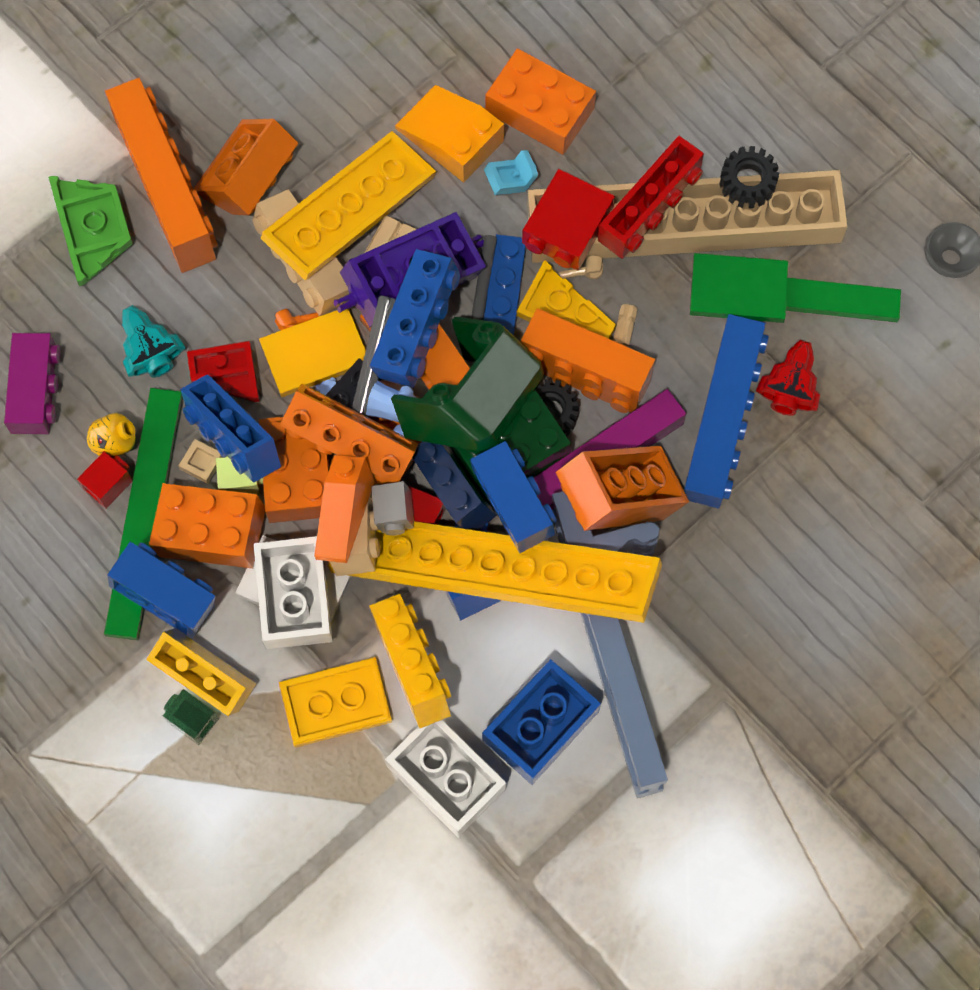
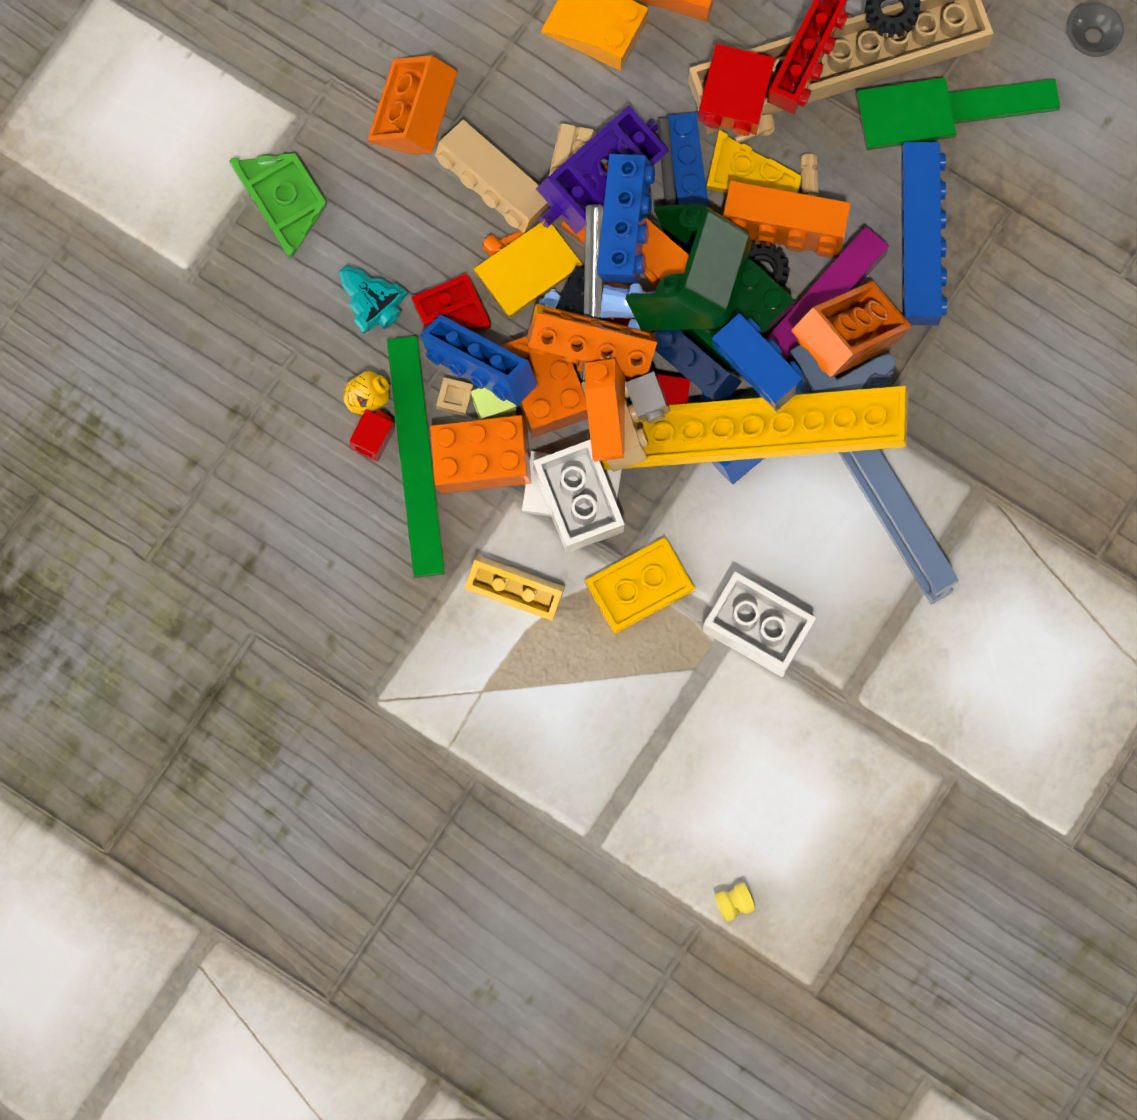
camera: 15 degrees left, 5 degrees up
(31, 383) = (276, 362): magenta brick -> none
(162, 589) = (460, 522): blue brick -> none
(163, 174) = (338, 133): orange brick -> none
(189, 716) = (514, 630): clear green brick -> none
(348, 205) = (524, 121): yellow plate -> none
(410, 661) = (701, 531): yellow brick -> none
(511, 175) = (666, 54): medium azure bracket -> none
(541, 722) = (831, 557): blue brick -> none
(792, 382) = (976, 191): red rock -> none

